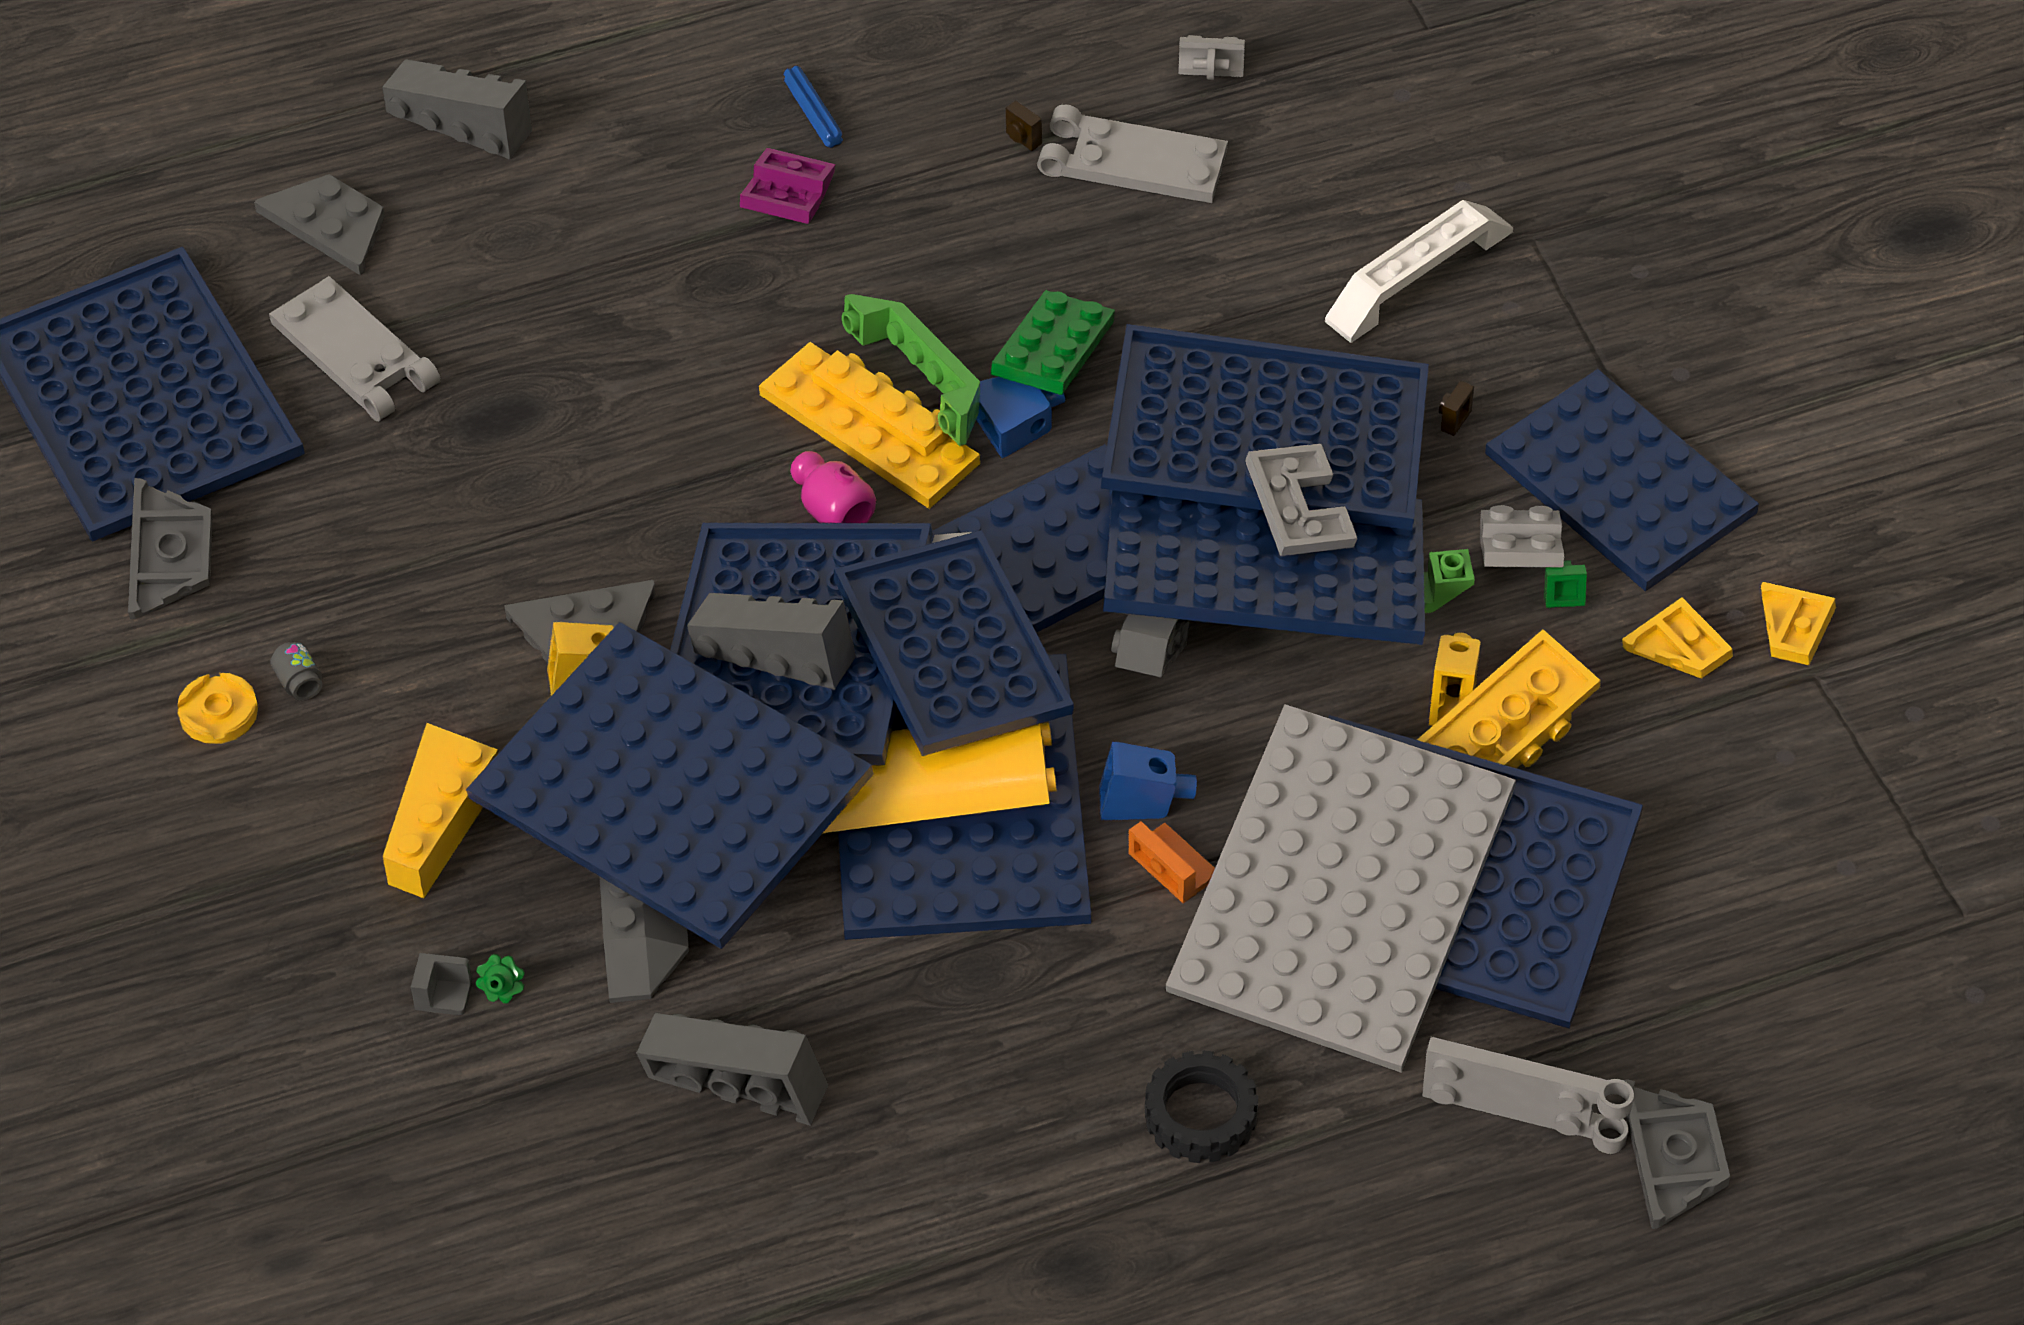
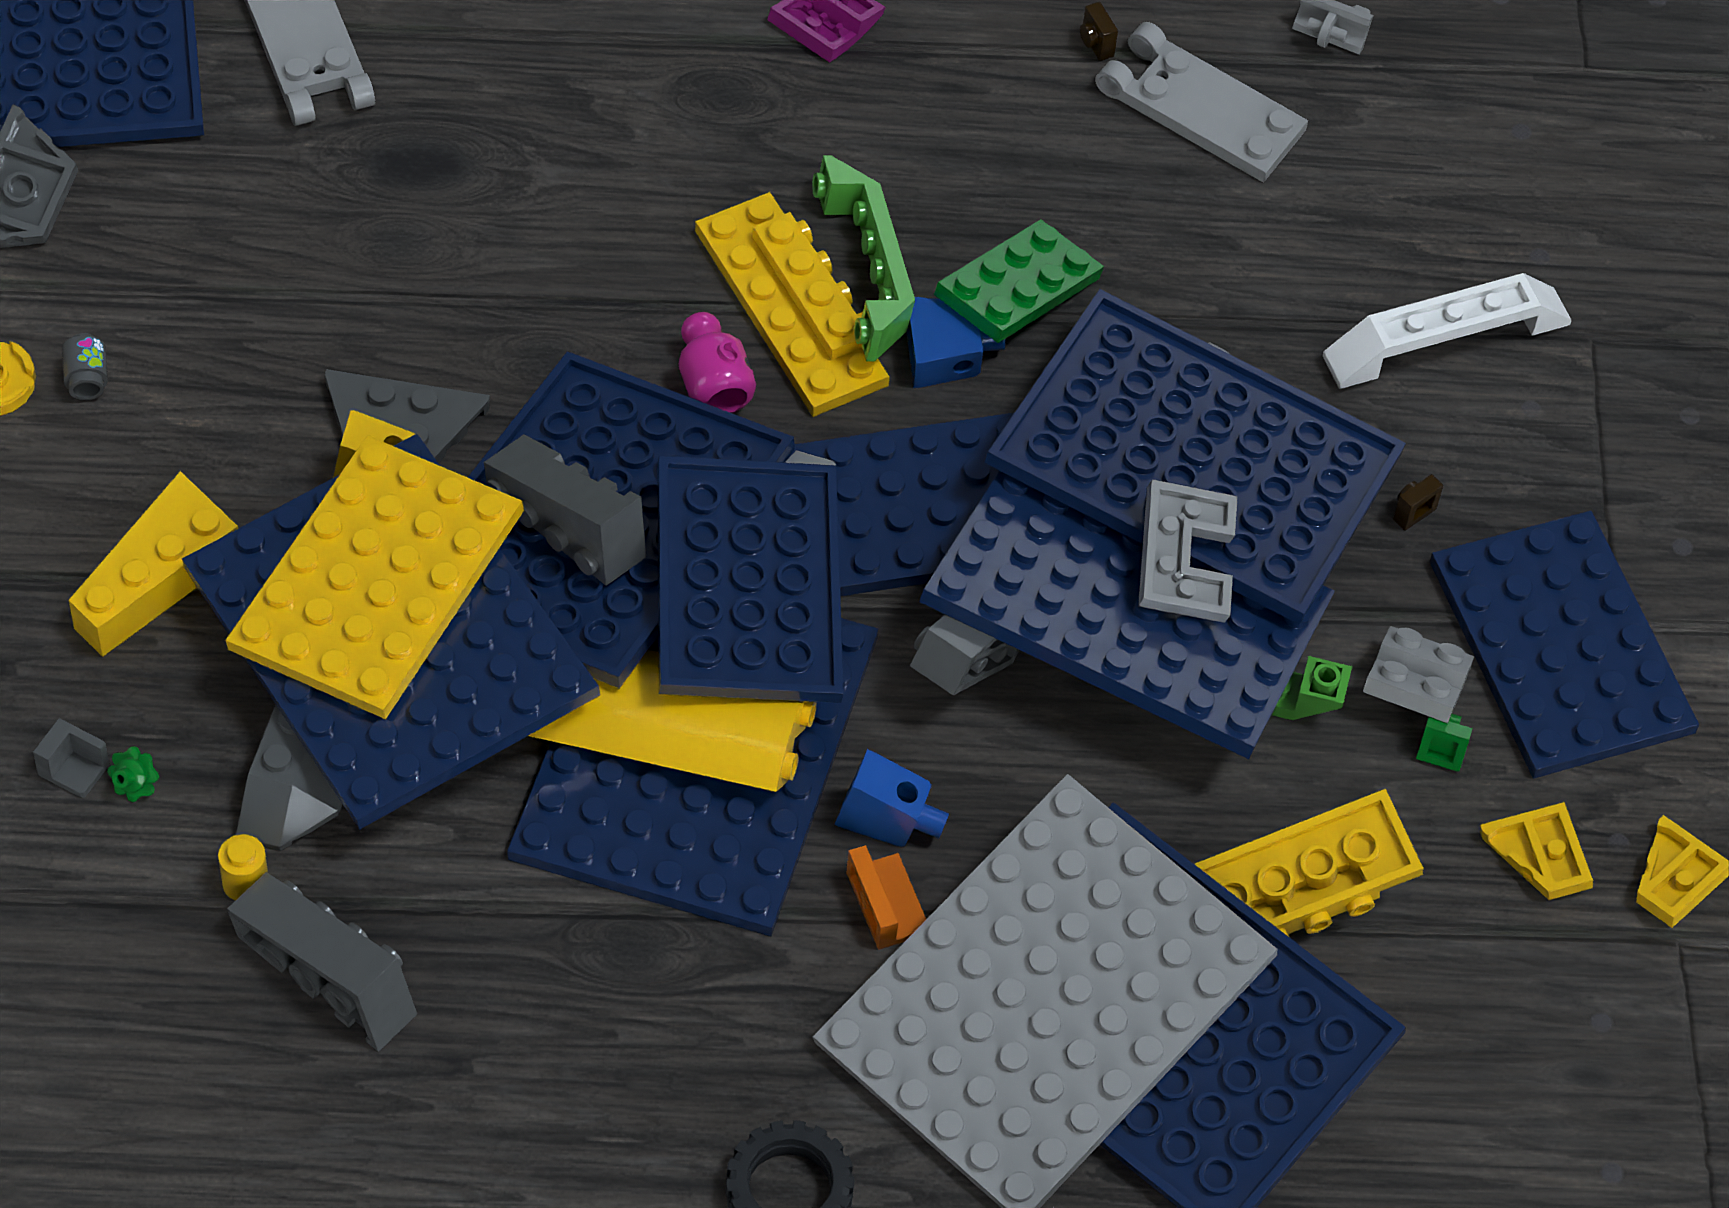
camera: 15 degrees right, 5 degrees up
(630, 1017) = (241, 864): none -> yellow brick
(643, 743) = (375, 576): none -> yellow plate
(1455, 664) = (1282, 788): yellow torso -> none

